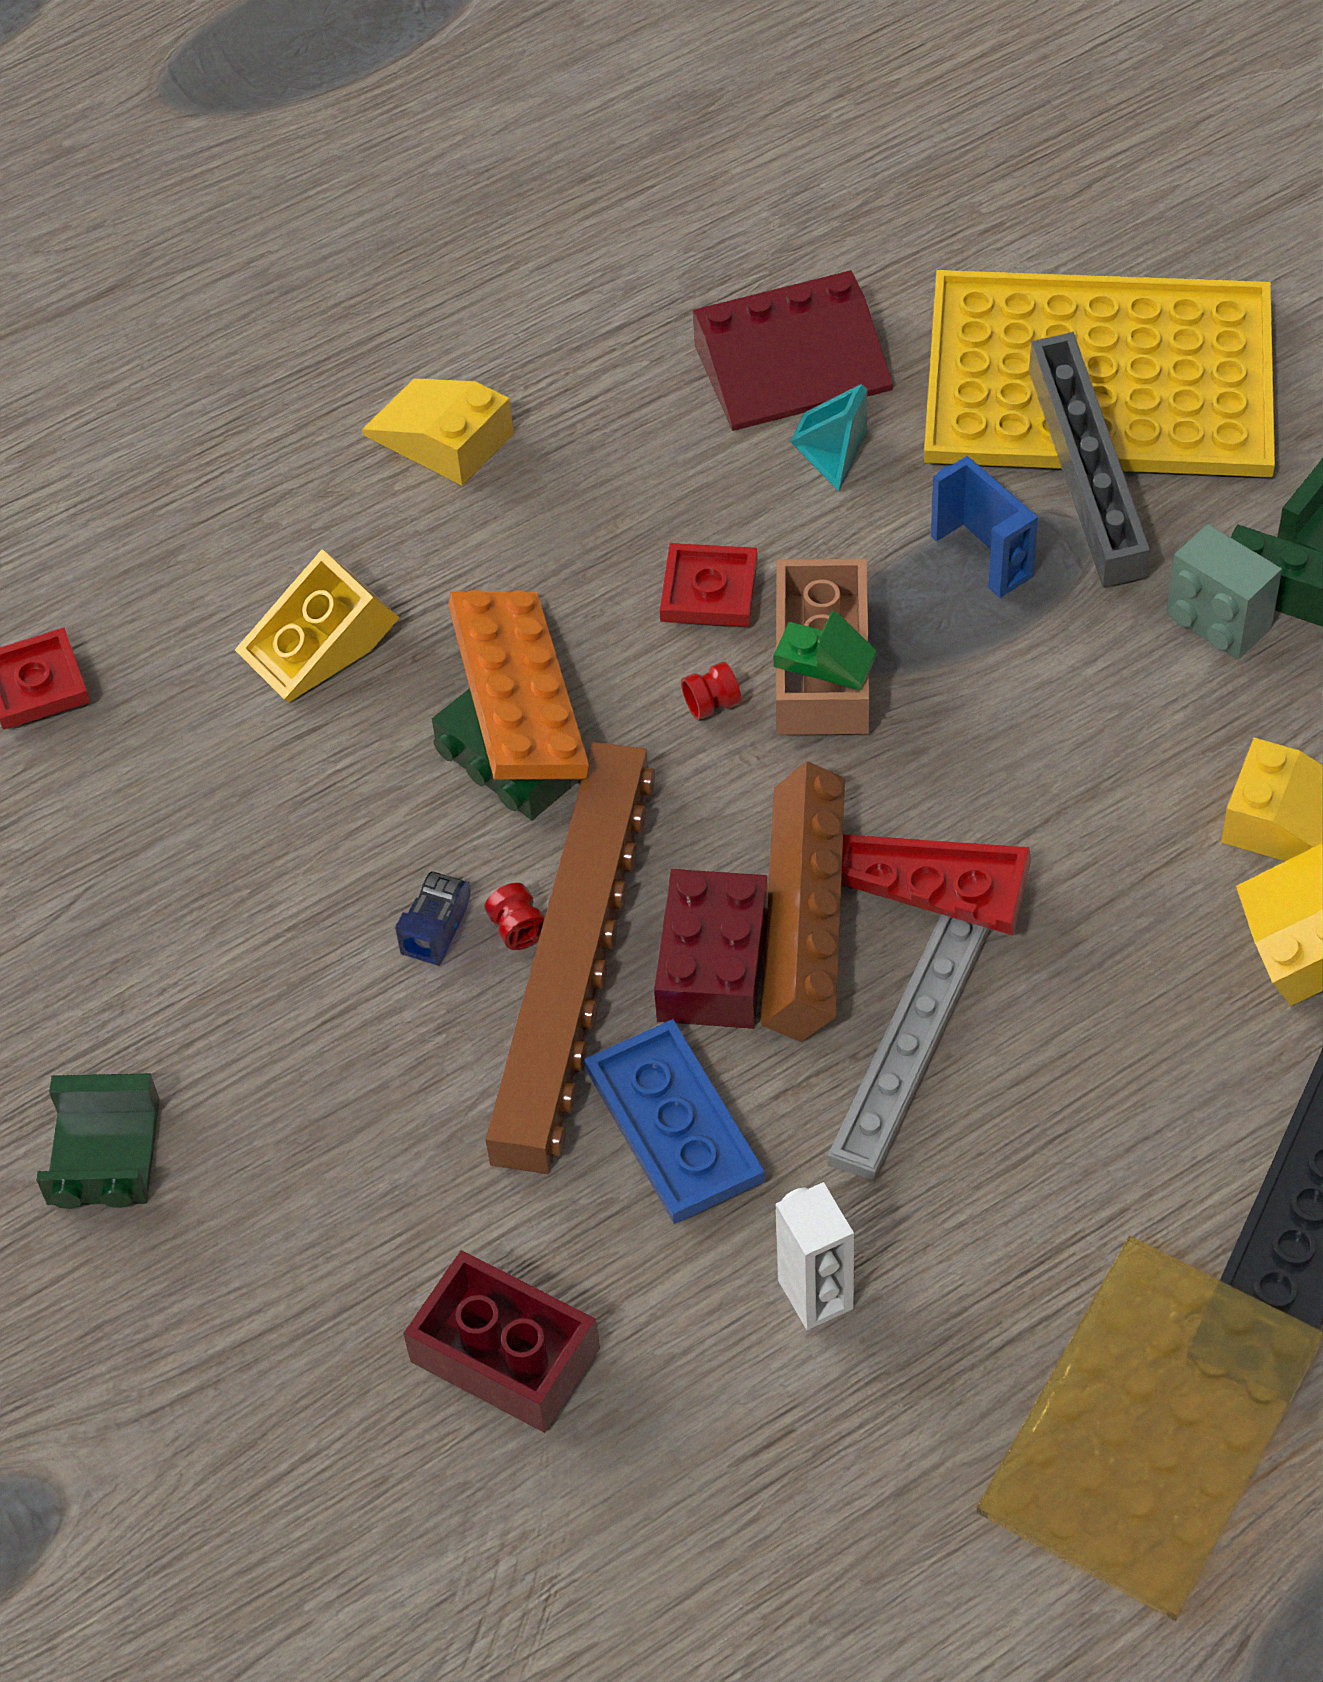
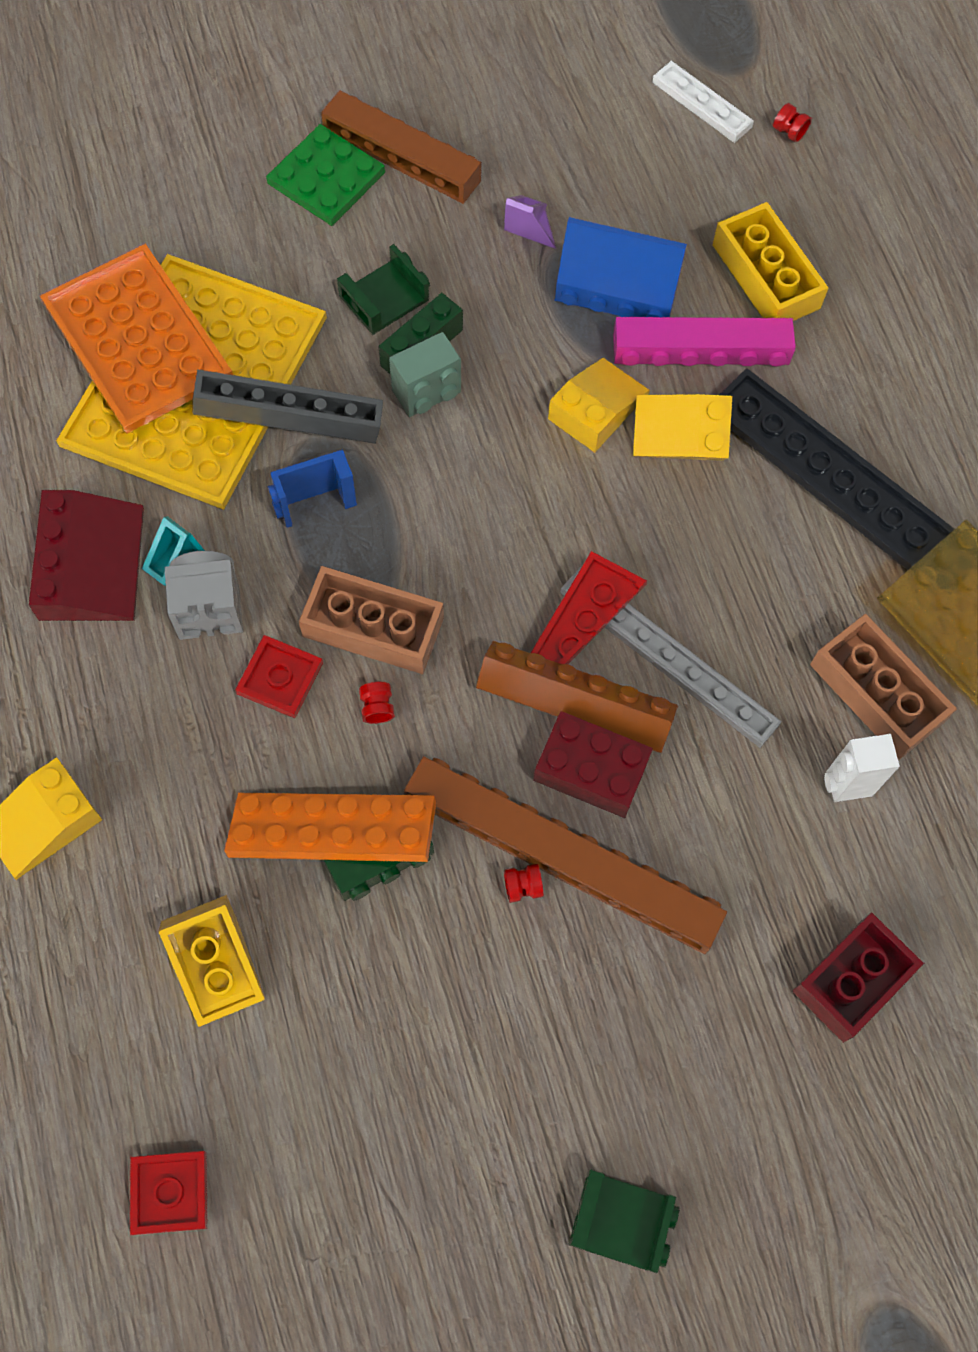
camera: 80 degrees left, 15 degrees up
(433, 917) = (503, 938): clear blue leg -> none
(674, 1121) = (712, 828): blue plate -> none
(779, 465) = (203, 594): none -> light grey piece
(829, 654) = (400, 617): green slope -> none
(977, 1282) = (882, 685): none -> nougat brick
(1122, 282) = (134, 336): none -> orange plate

